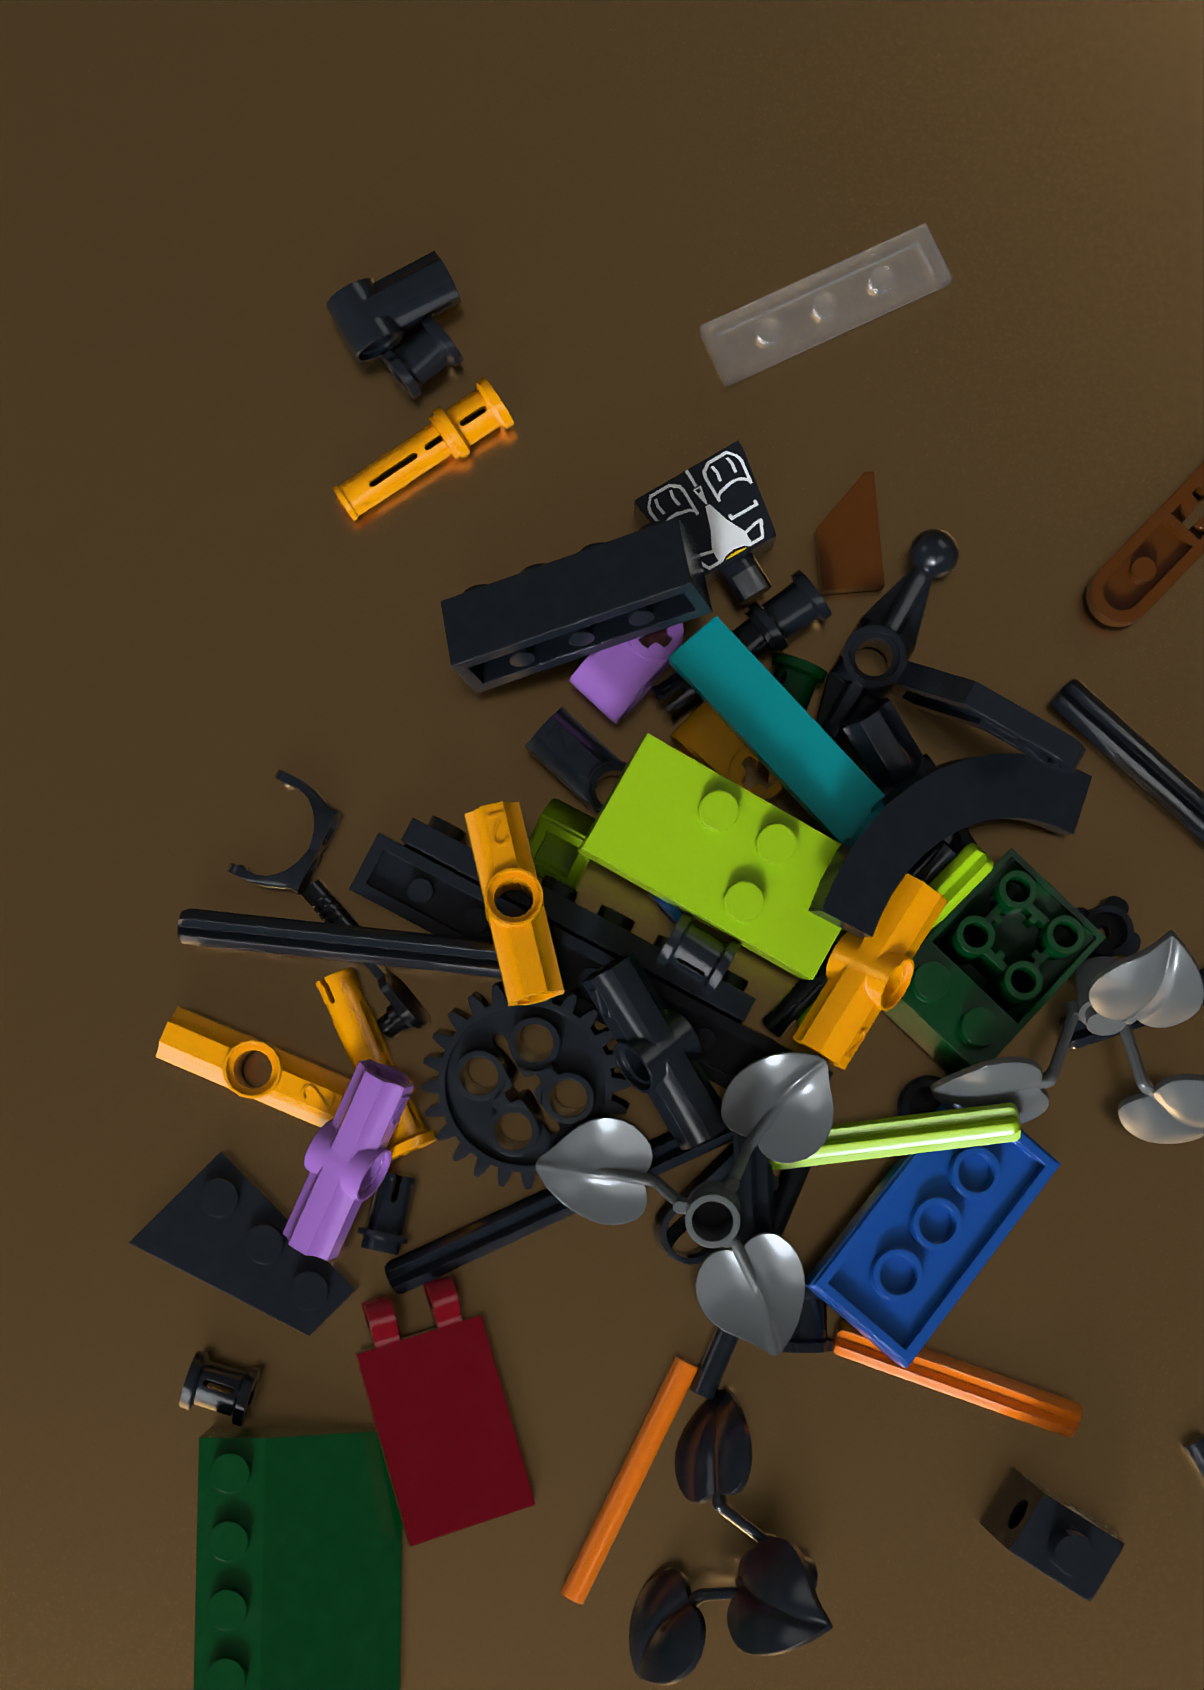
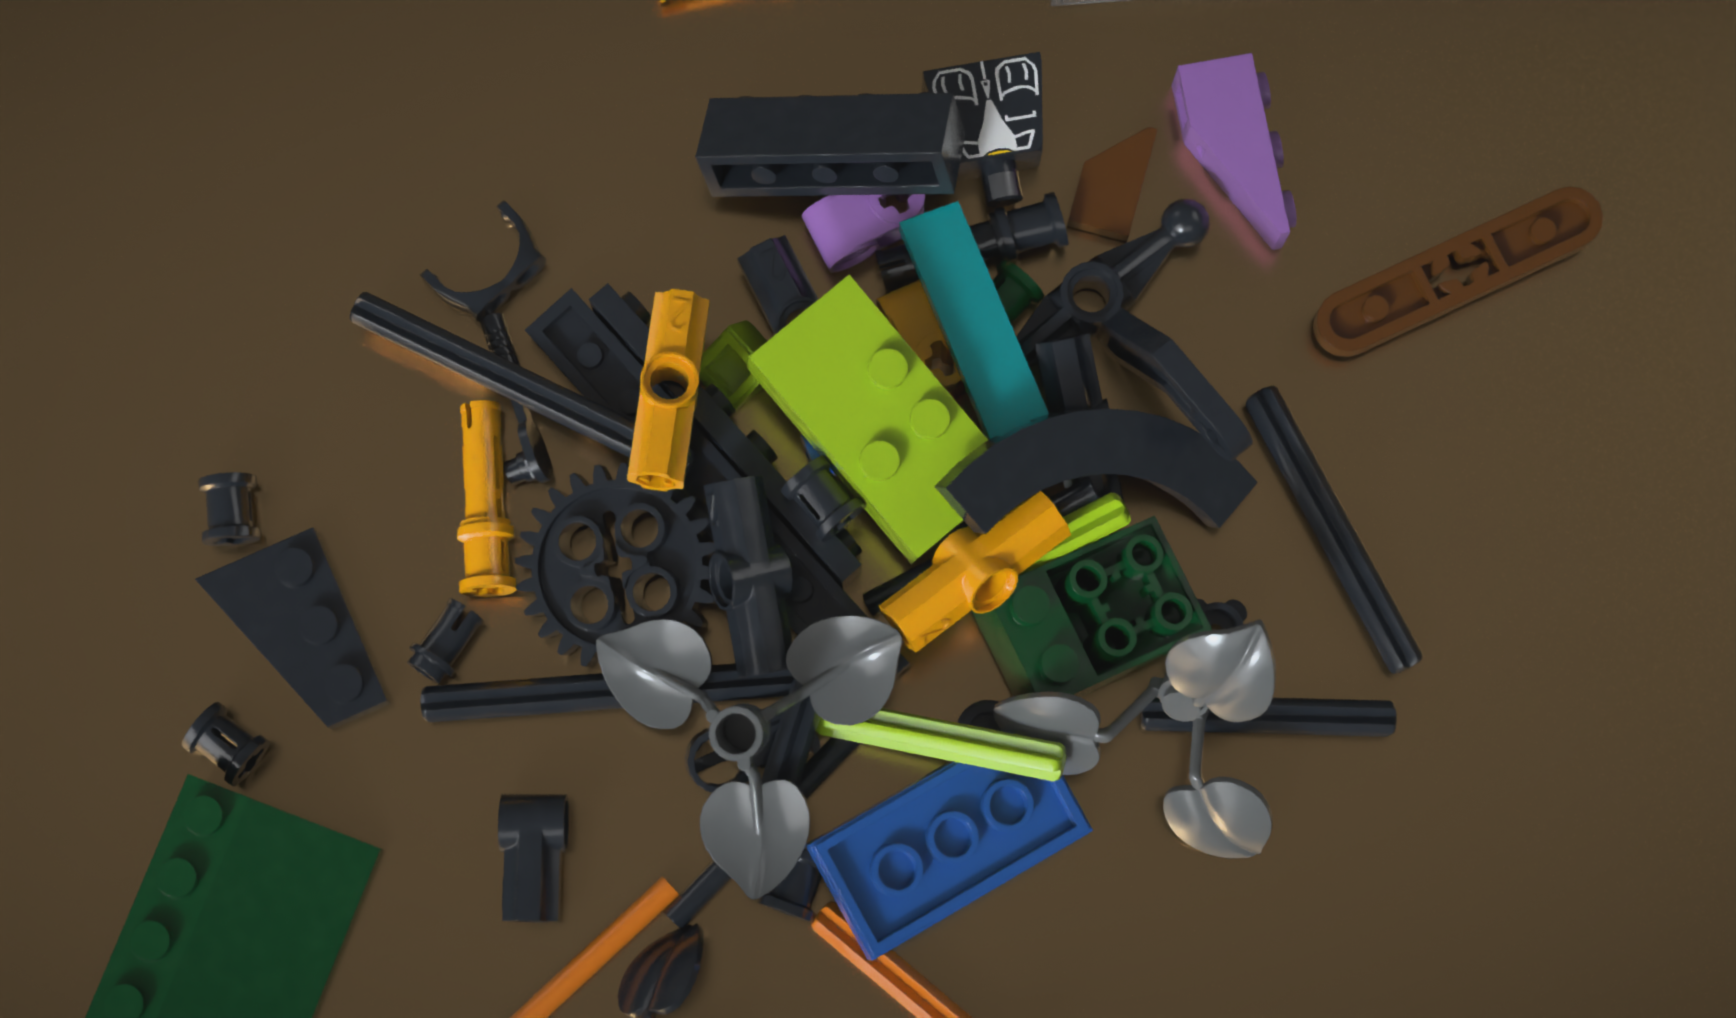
camera: 15 degrees right, 5 degrees down
(135, 1164) = (229, 509): none -> black bush
(218, 1055) = (348, 436): light orange piece -> none
(348, 1159) = (425, 571): medium lavender piece -> none
(441, 1418) = (420, 849): dark red tile -> none
(544, 1371) = (533, 837): none -> black piece
(942, 450) = (1227, 132): none -> medium lavender slope

